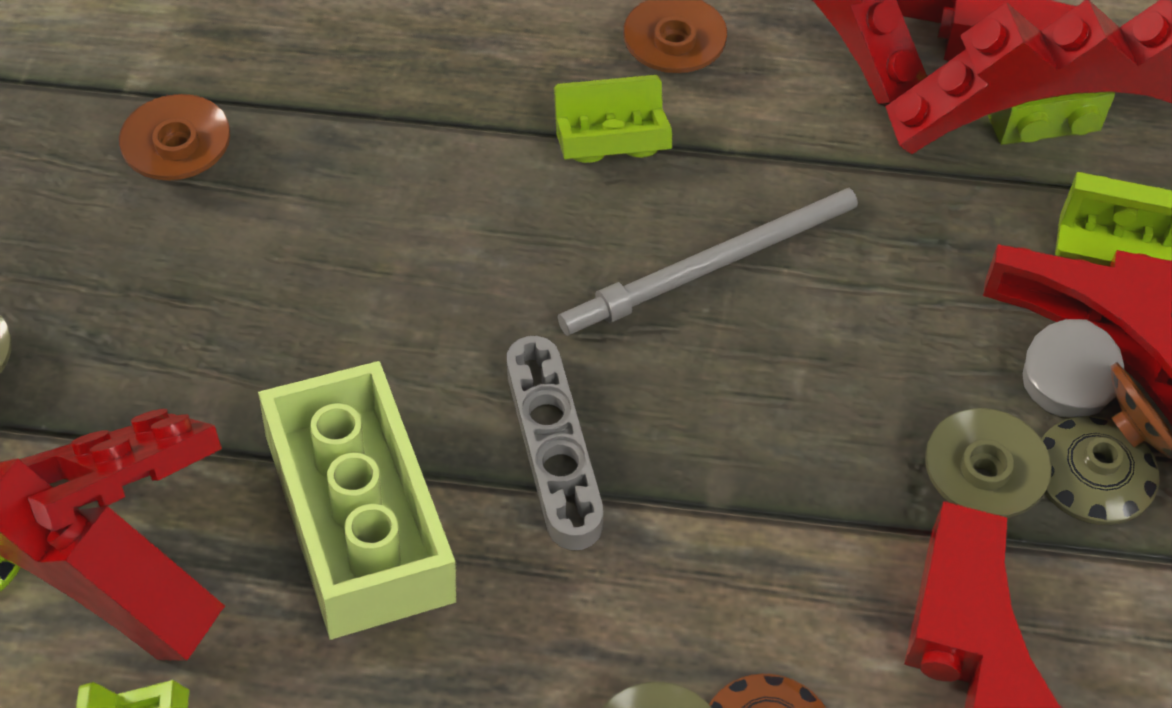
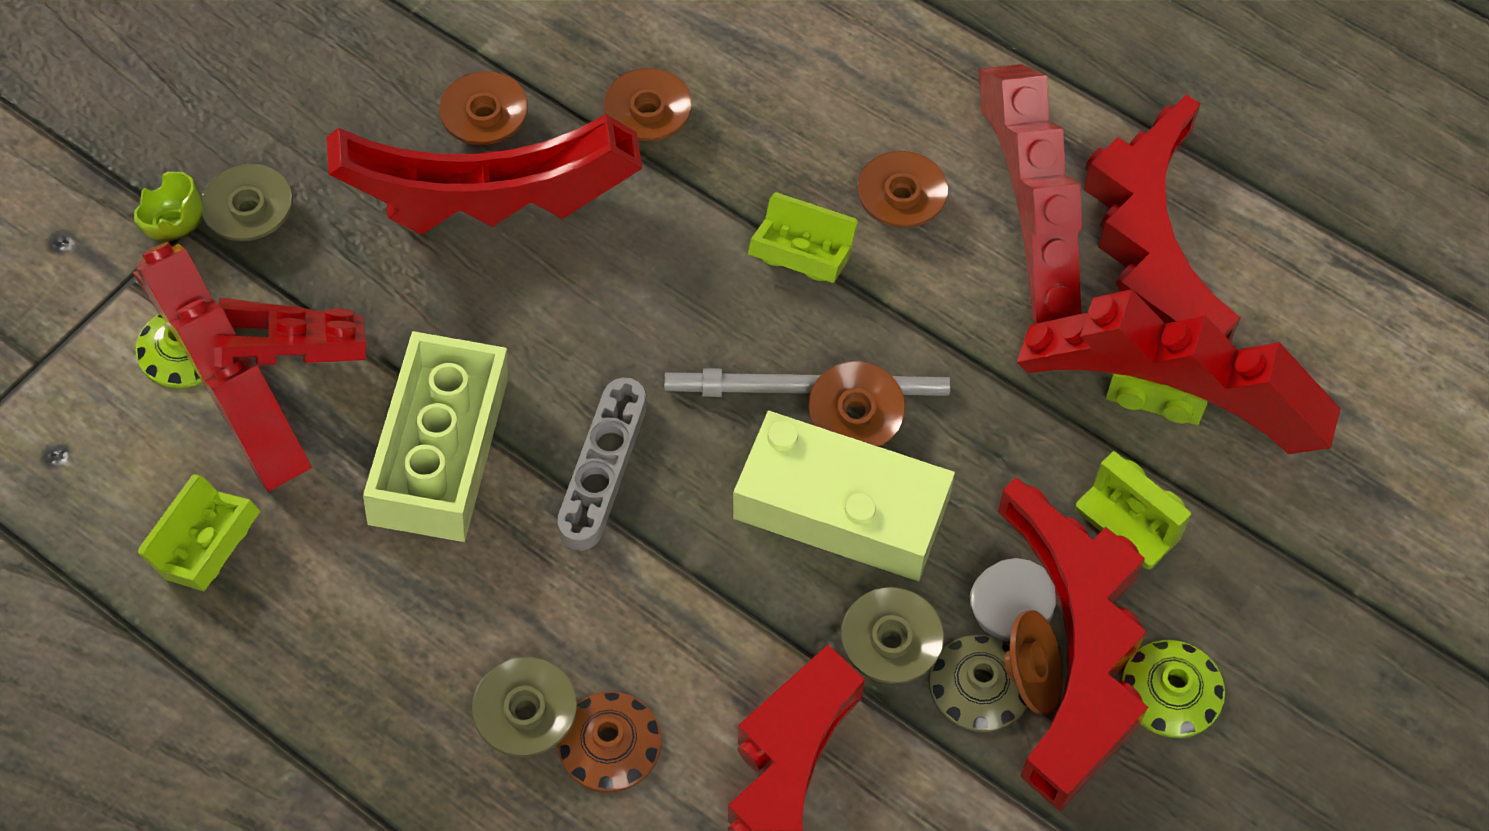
camera: 30 degrees right, 5 degrees up
(174, 234) = (491, 185): none -> red arch
(355, 61) = (649, 91): none -> dark orange dish
(785, 236) = (863, 387): none -> dark orange dish
(837, 347) = (842, 495): none -> yellowish green brick

